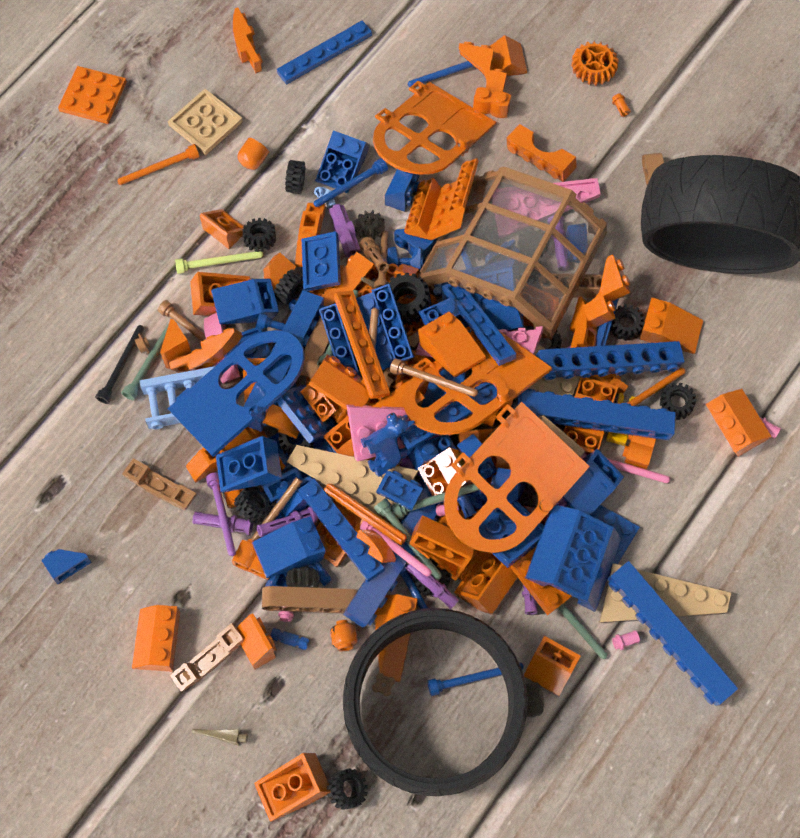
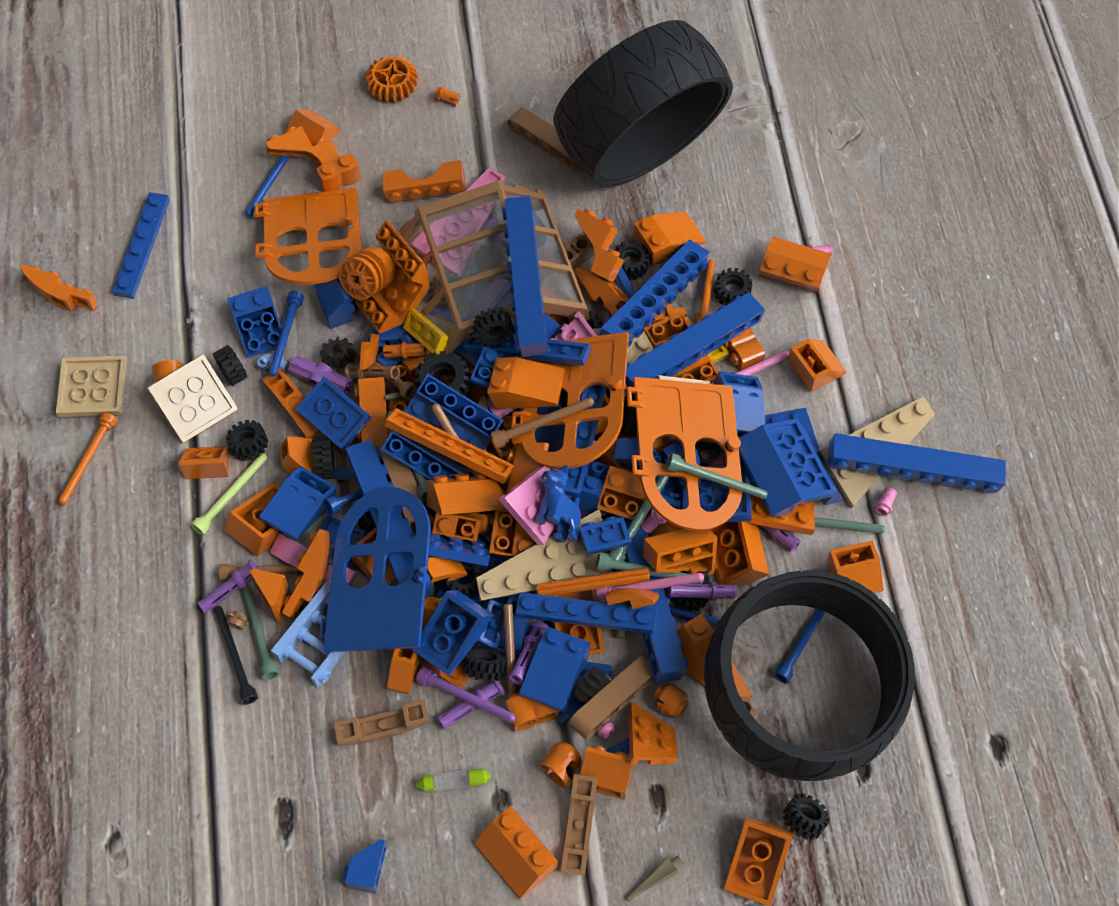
camera: 45 degrees left, 5 degrees down
(158, 319) = (238, 580): none -> medium lavender pin
(166, 559) = (453, 780): none -> piece
(236, 606) = (556, 761): none -> orange helmet
(251, 179) = (192, 398): none -> plate
(303, 646) = (650, 738): none -> orange wing
(383, 240) = (369, 352): none -> orange slope
(407, 257) = (404, 350): none -> orange axle
(429, 256) = (425, 332): none -> yellow plate
(430, 184) = (366, 272): none -> orange wheel
(467, 289) = (490, 319): none -> black tyre
(487, 483) = (675, 463): none -> sand green piece
(518, 271) = (526, 277): none -> blue brick
(679, 503) = (815, 363): none -> orange slope

